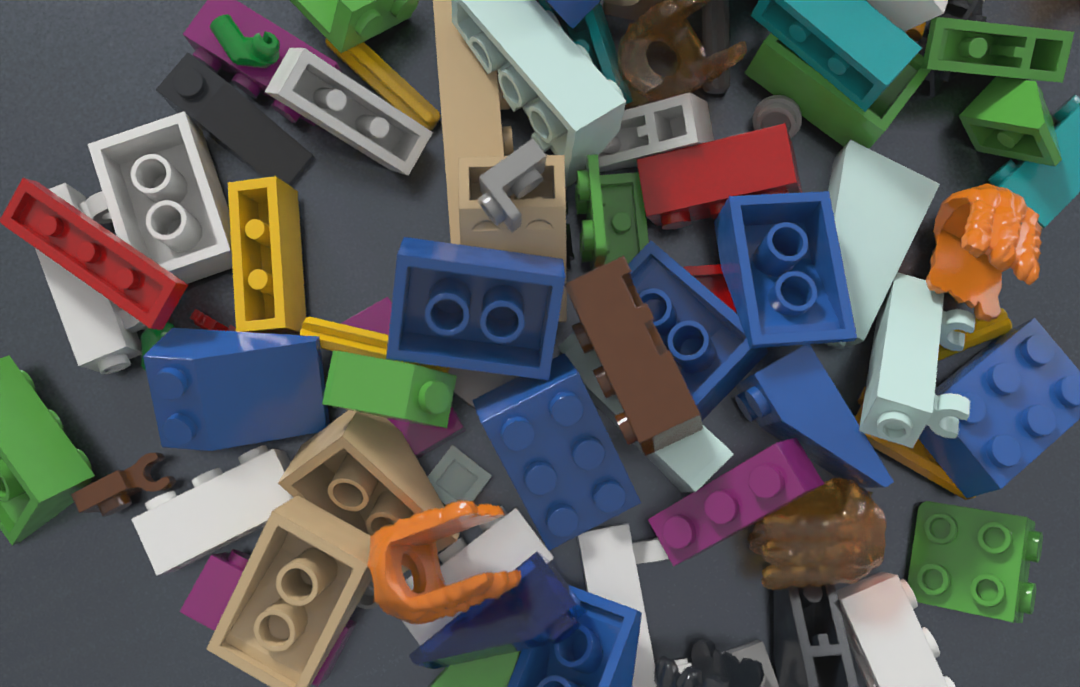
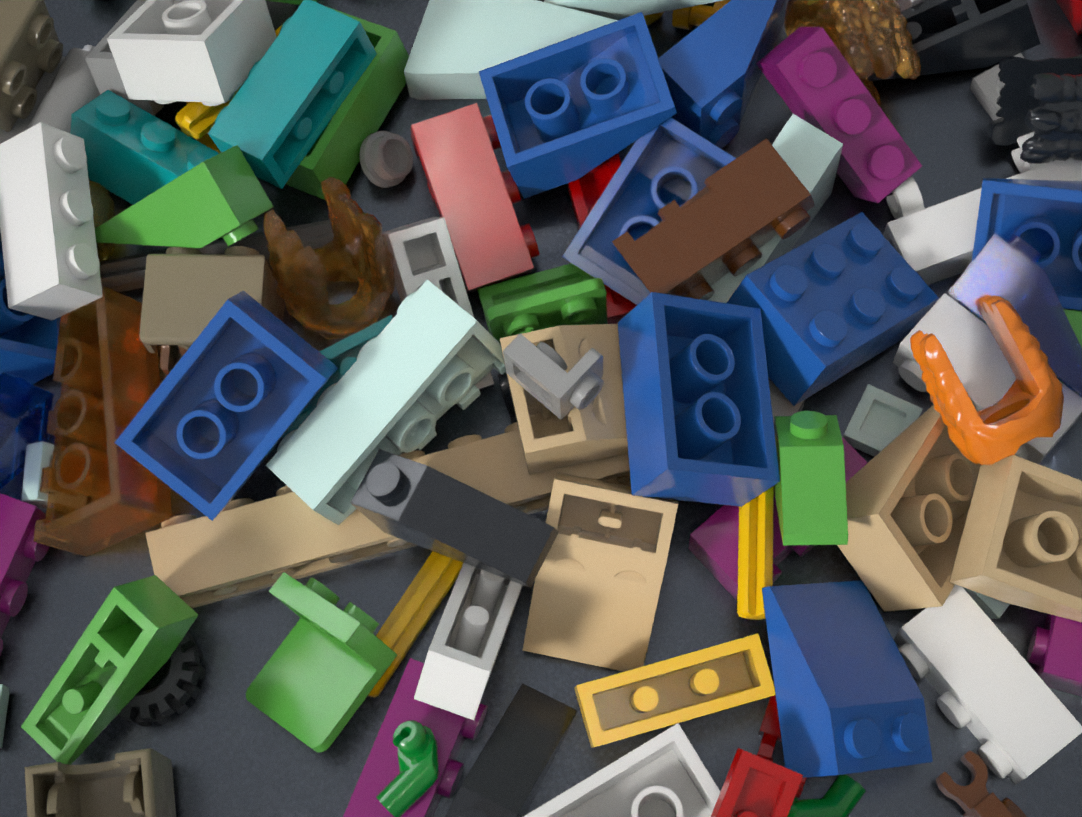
camera: 90 degrees left, 10 degrees down
(370, 211) = (601, 575): none -> tan slope
(423, 96) = (452, 518): none -> black slope

